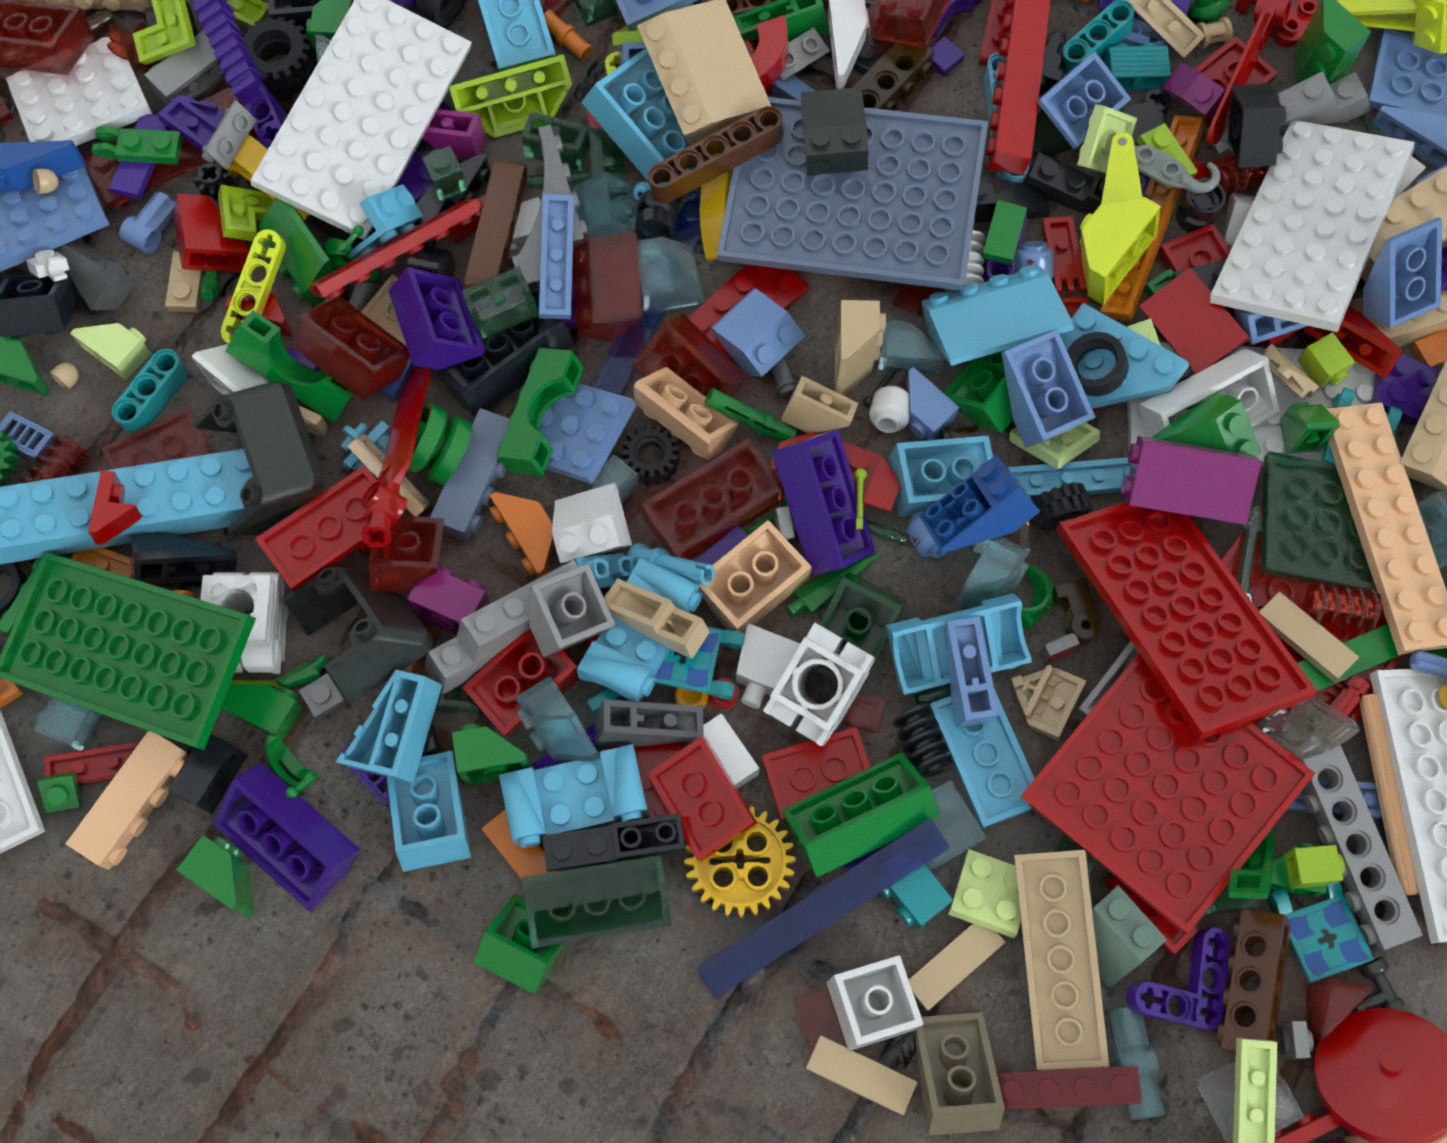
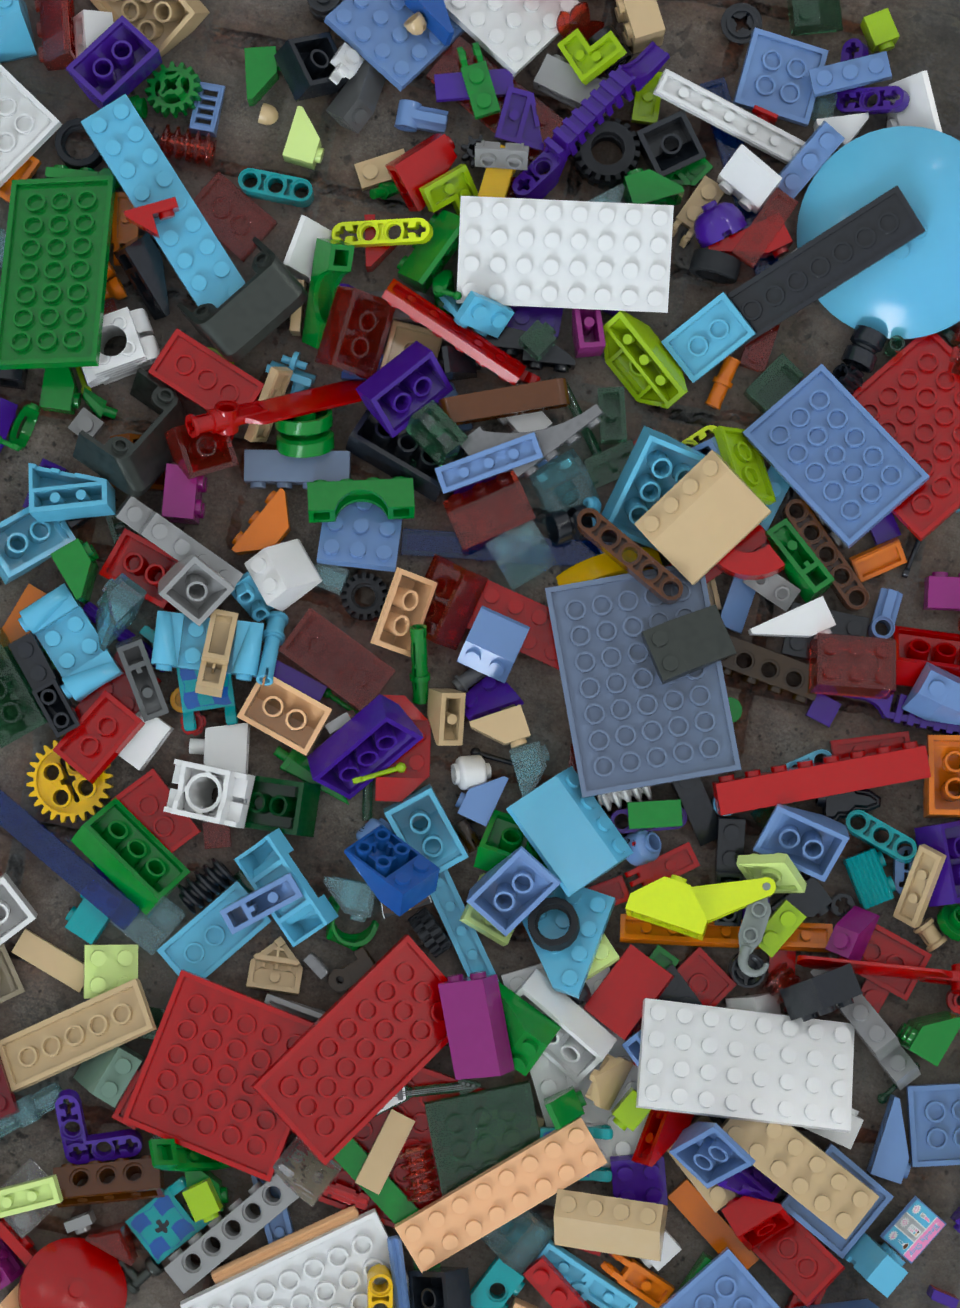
camera: 75 degrees right, 15 degrees up
(814, 355) = (489, 697): none -> dark purple wing

